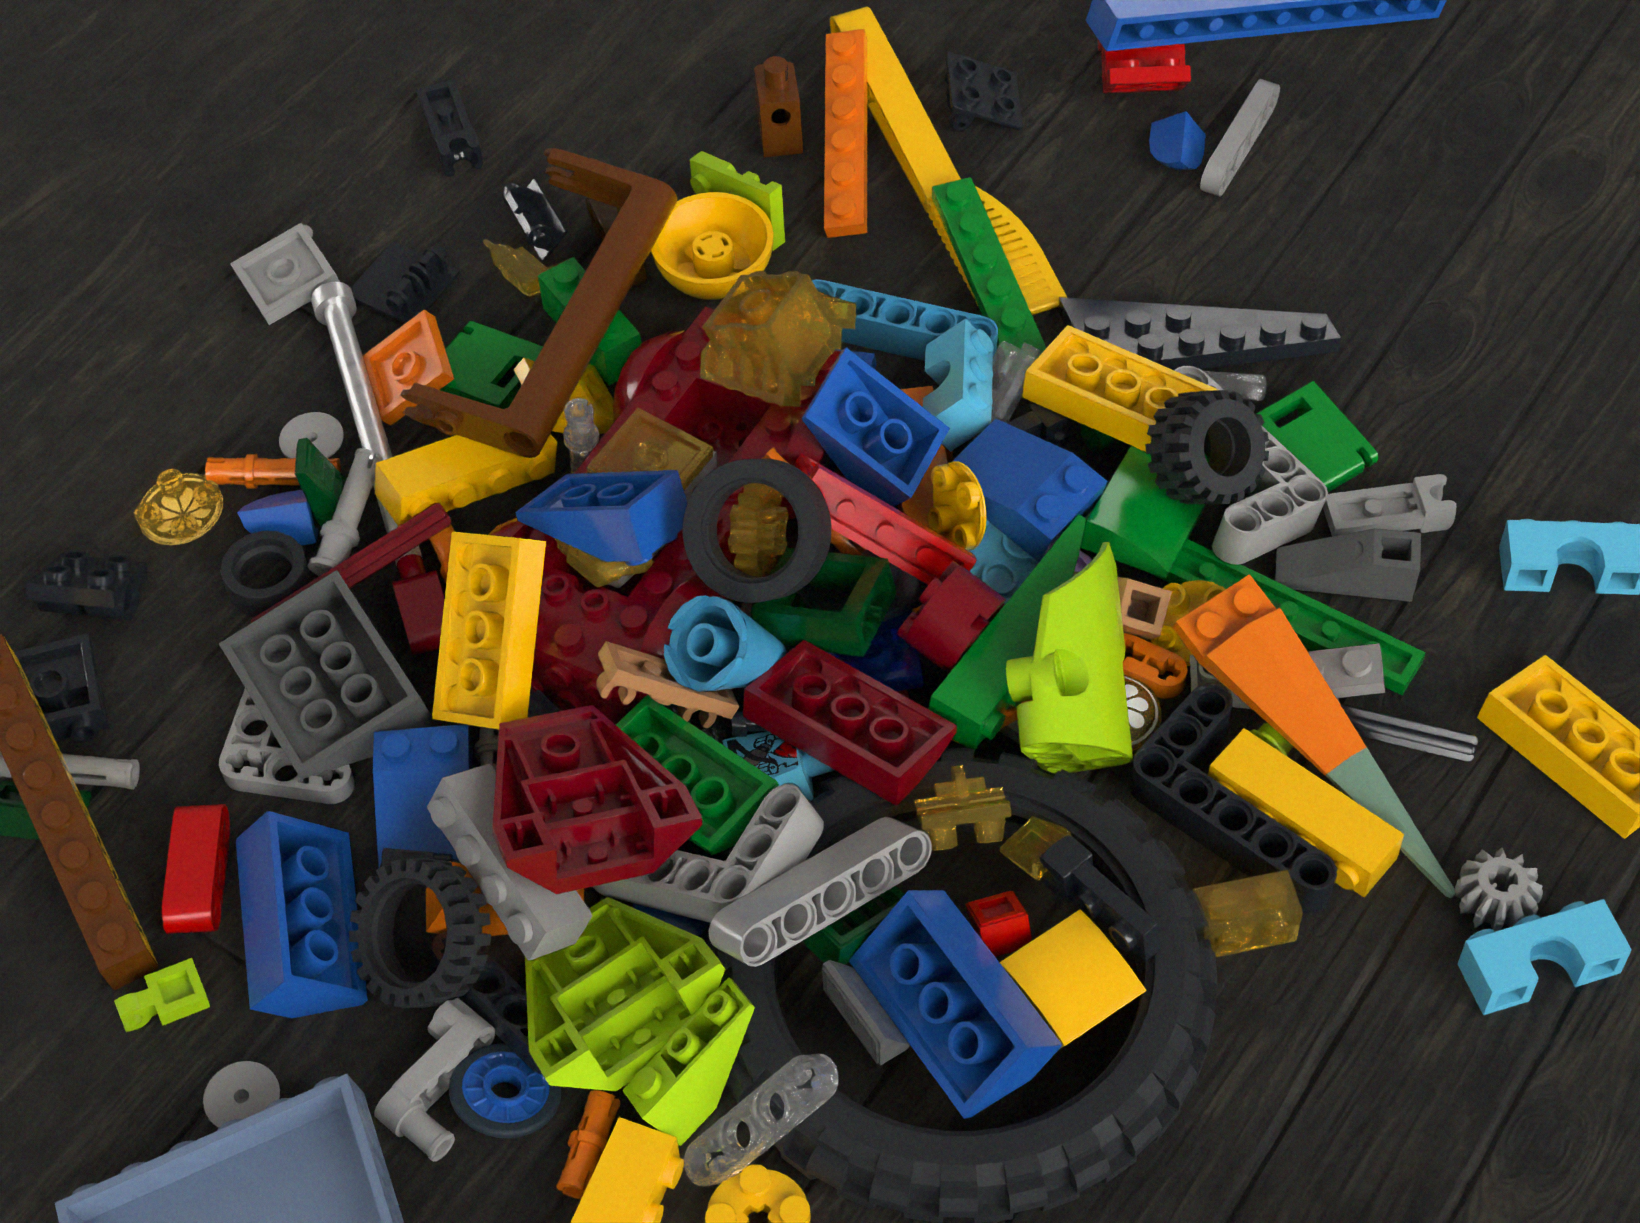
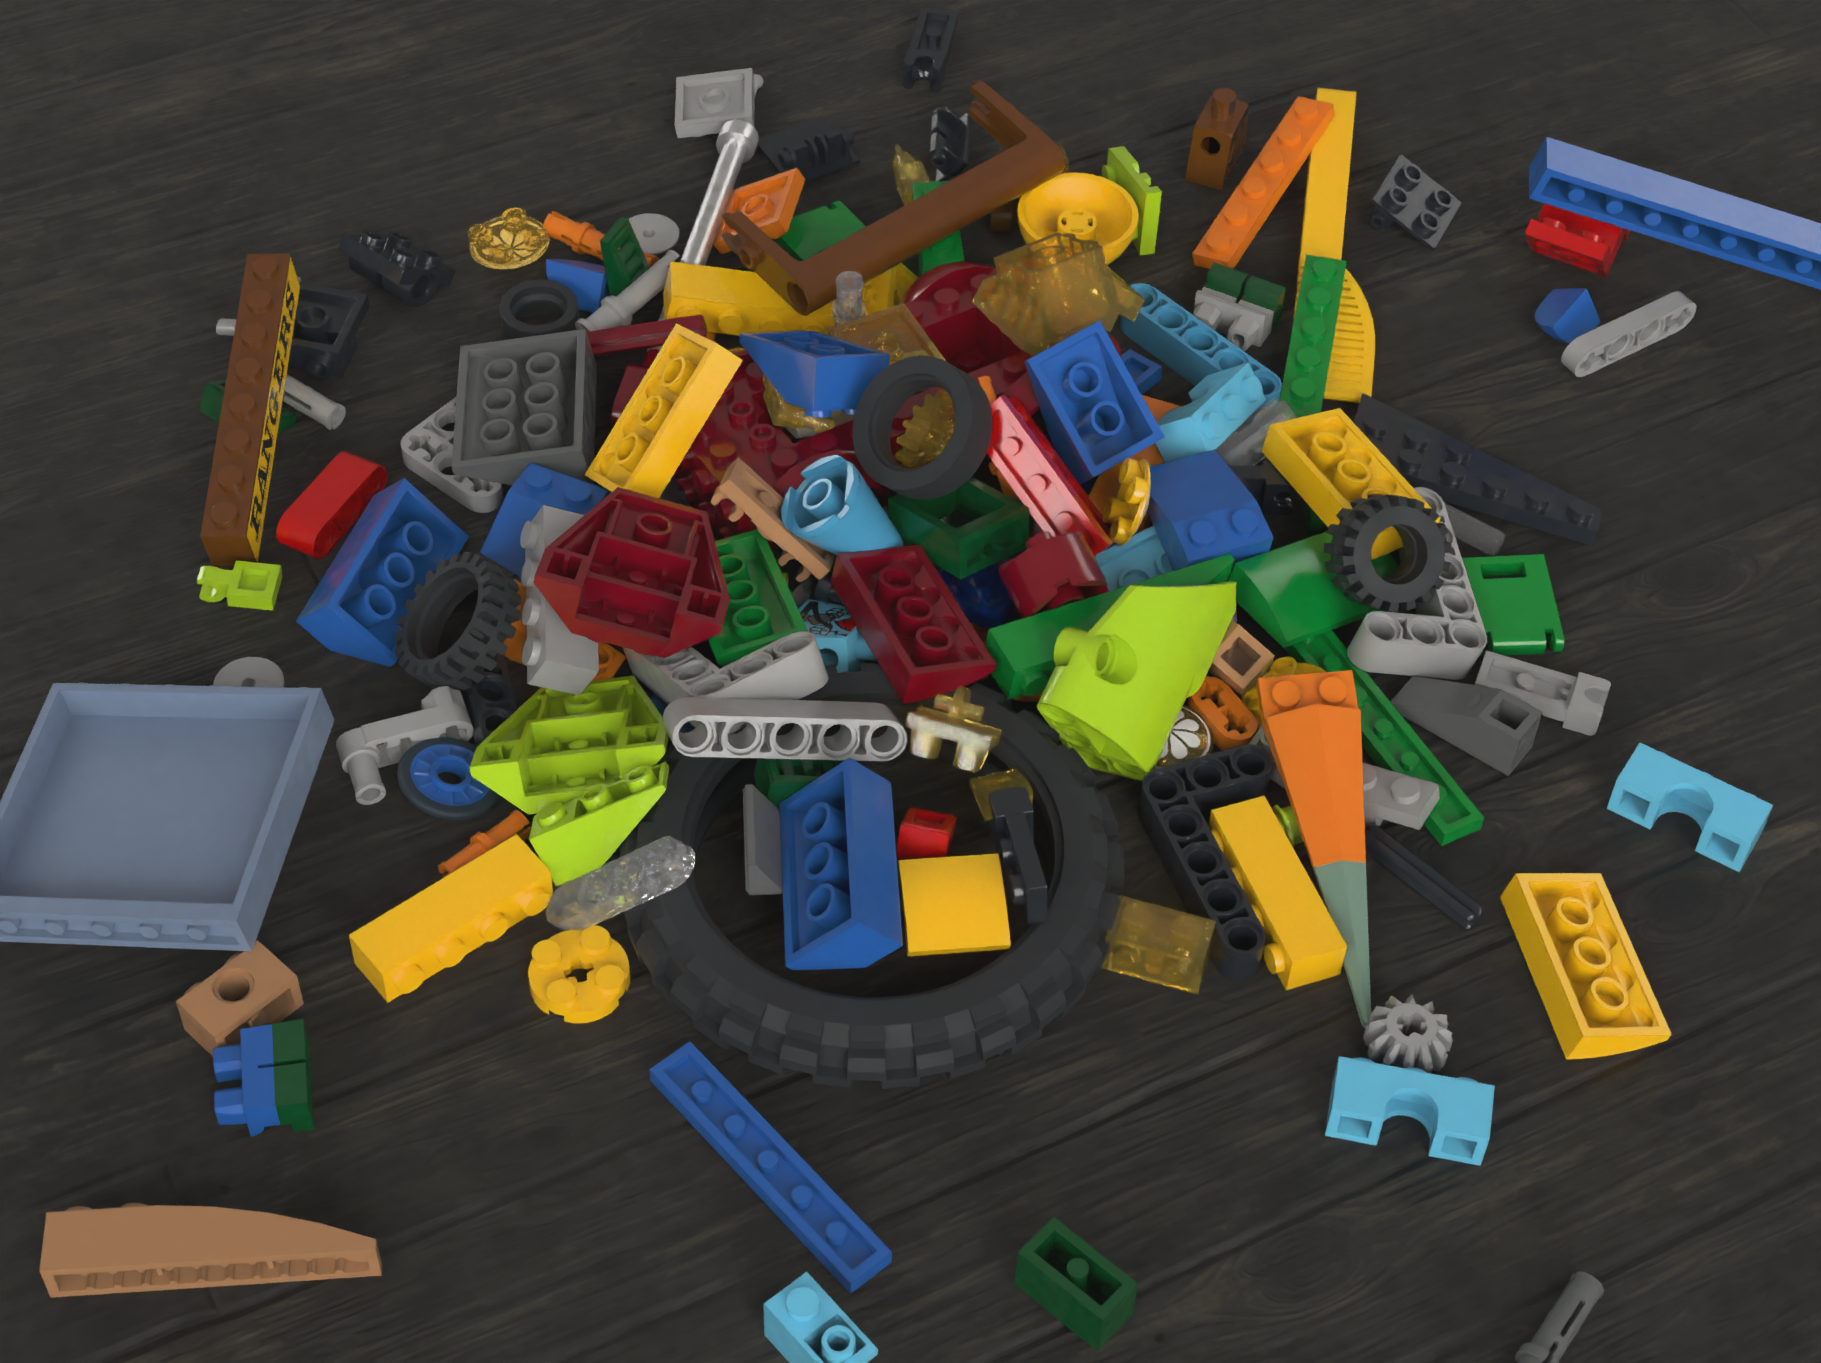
camera: 25 degrees right, 5 degrees down
(915, 272) = (1239, 308): none -> hips

